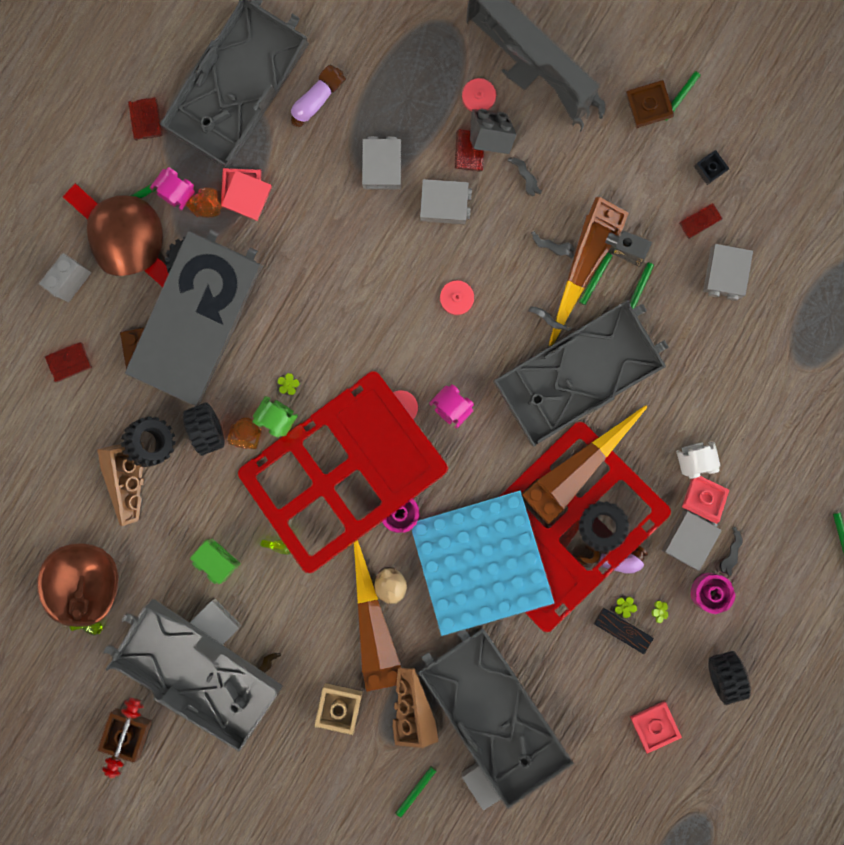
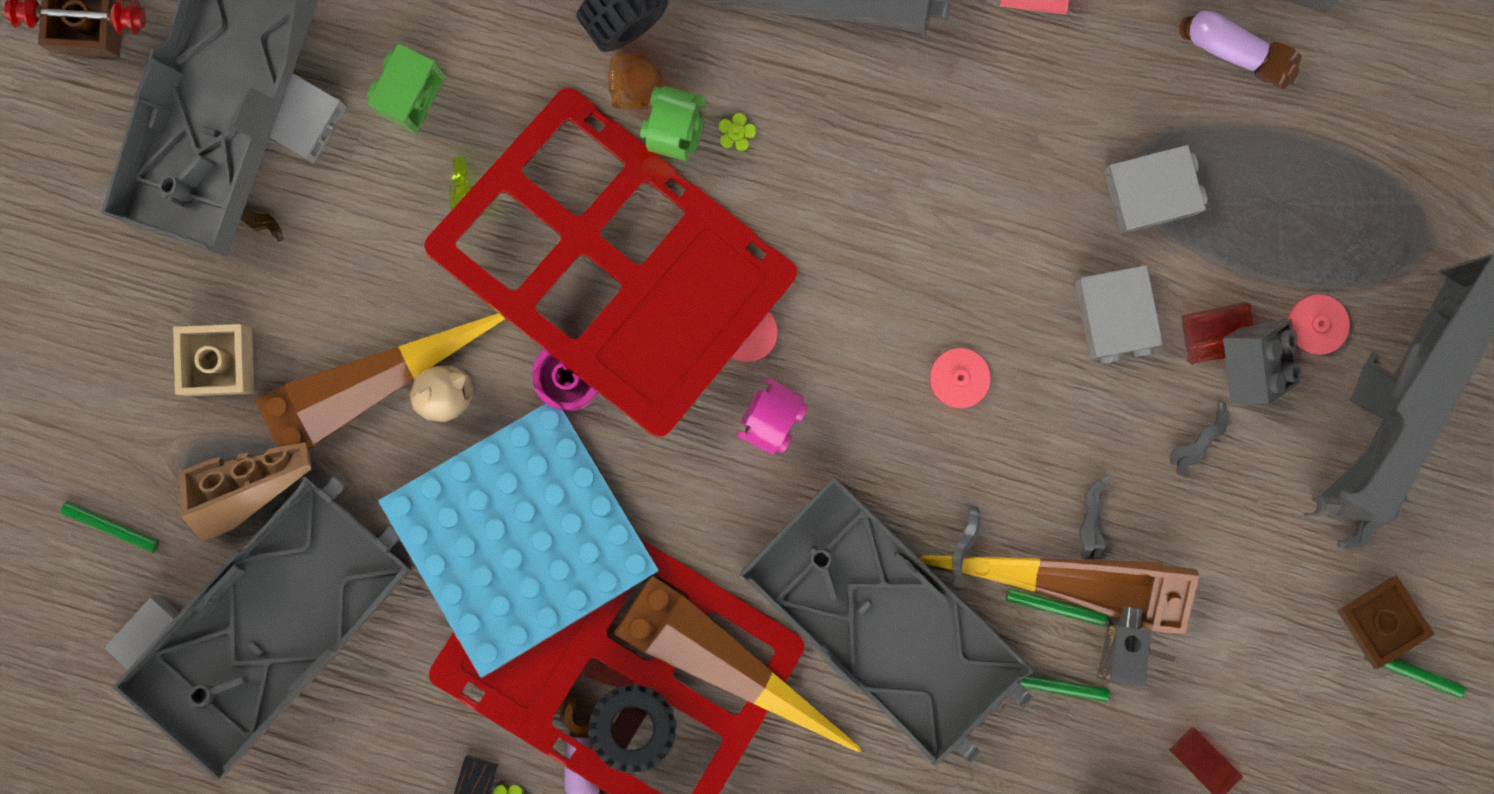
camera: 85 degrees right, 0 degrees up
(711, 167) = (1304, 758): black piece -> none

